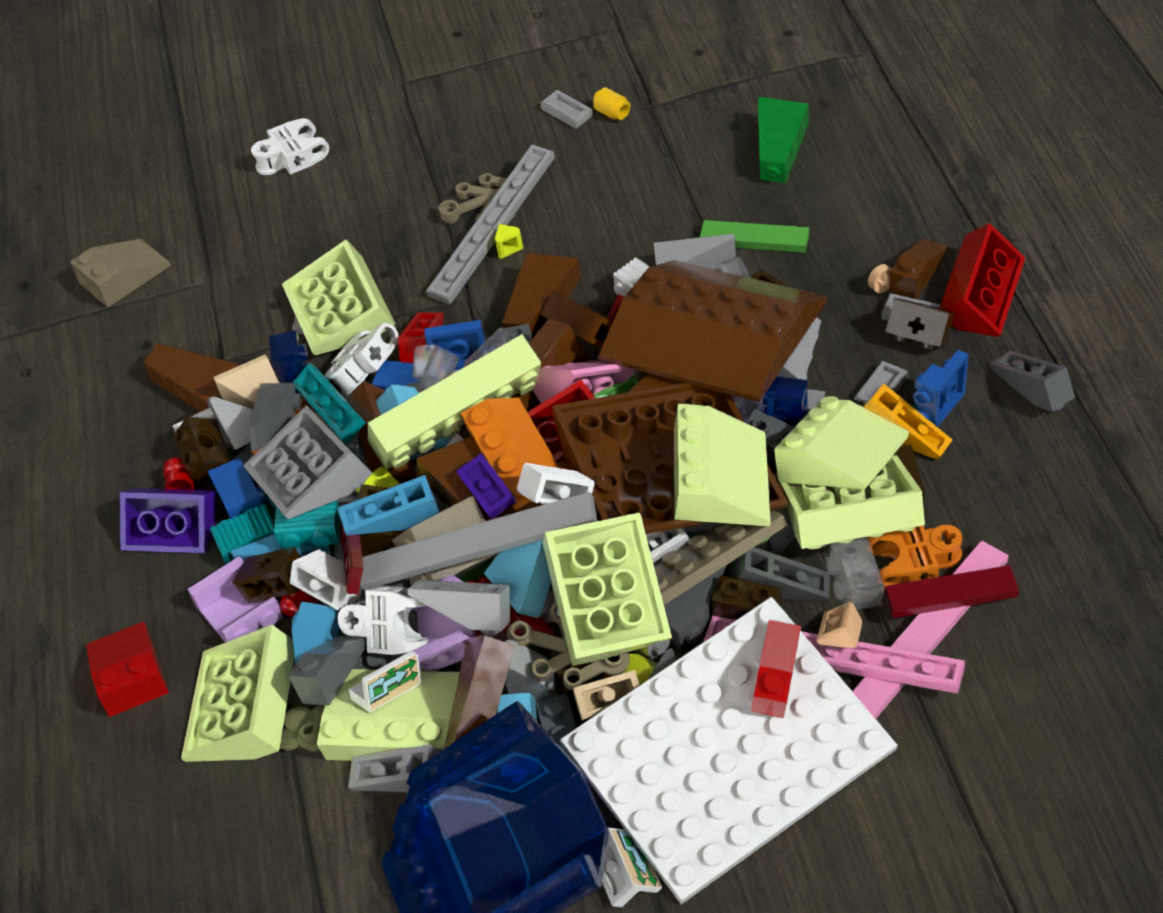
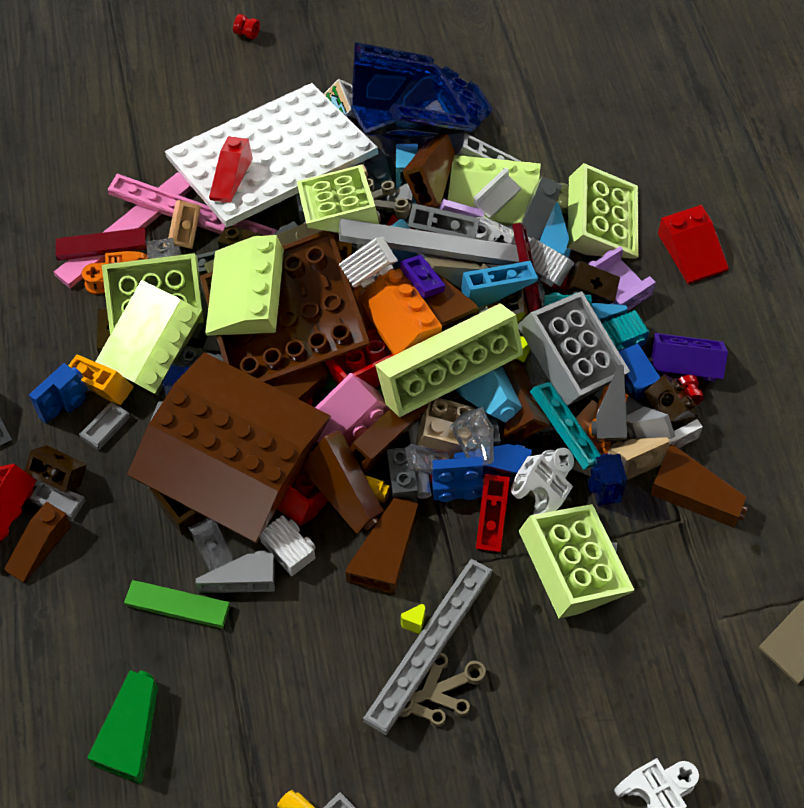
camera: 175 degrees right, 10 degrees up
(880, 278) = (74, 528): light nougat tile -> none

